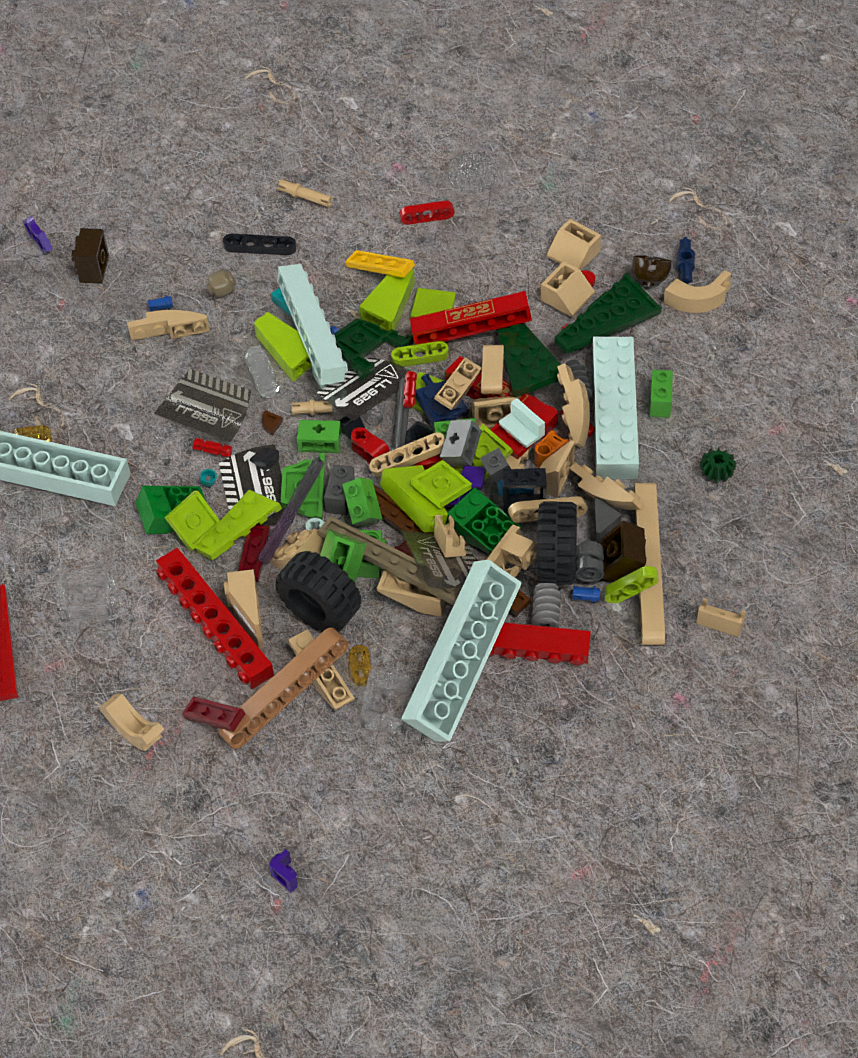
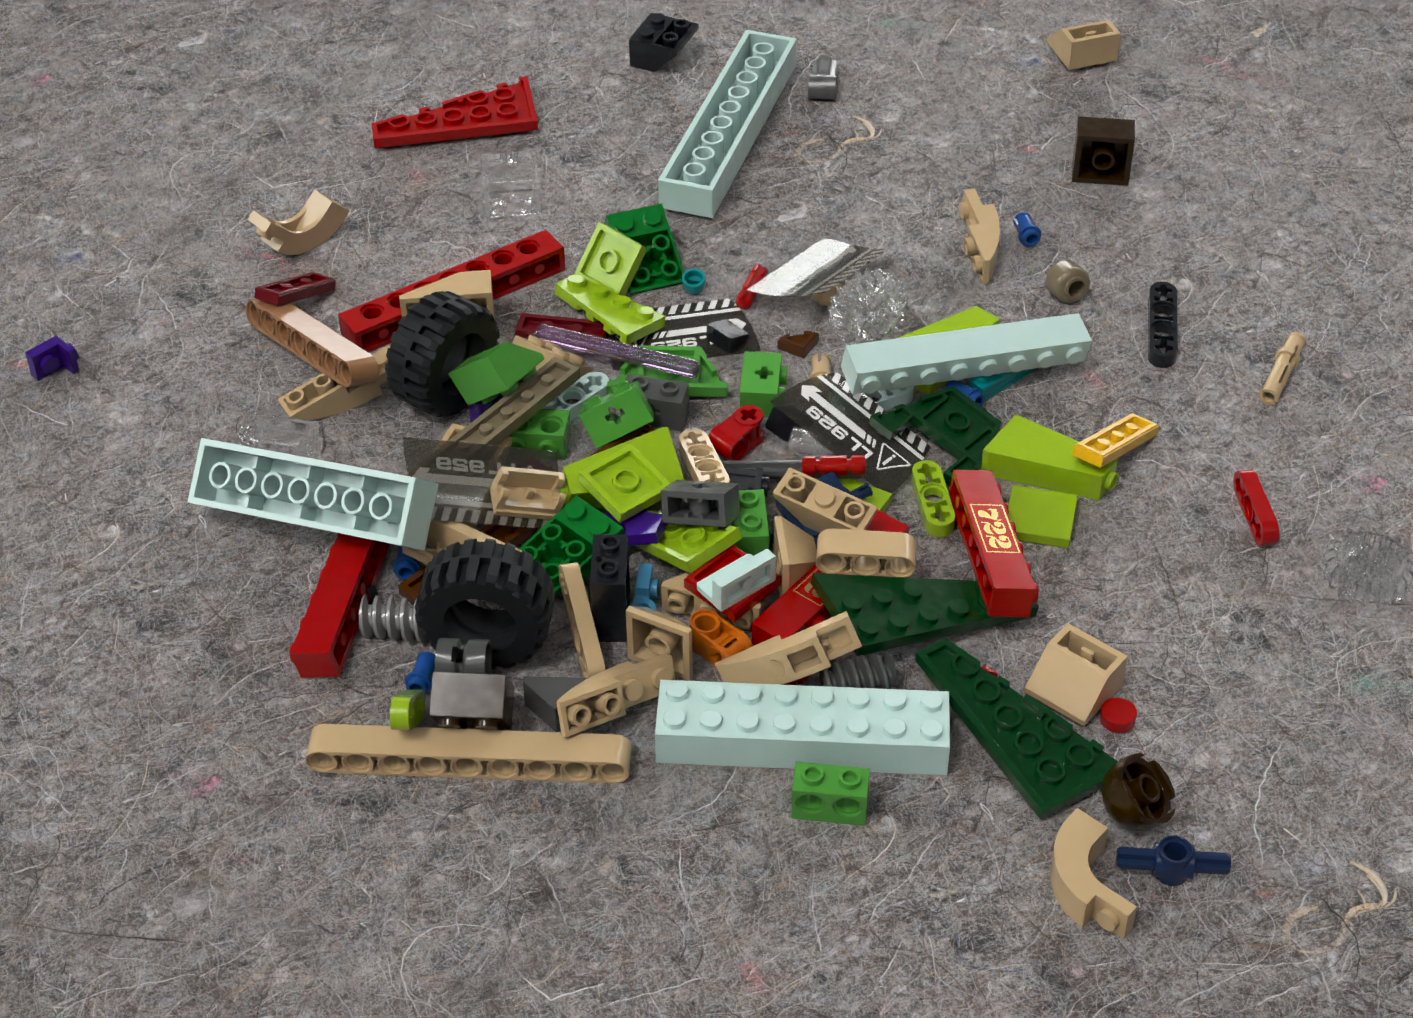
camera: 90 degrees right, 10 degrees down
(37, 234) = (1153, 106): dark purple tile -> none
(38, 432) = (779, 129): clear yellow beam -> none
(356, 666) = (351, 430): clear yellow beam -> none
(494, 464) = (654, 549): dark grey brick -> none
(575, 245) = (1189, 693): tan slope -> none
(717, 465) = (661, 864): dark green gear -> none
(720, 619) = (339, 840): tan hinge -> none

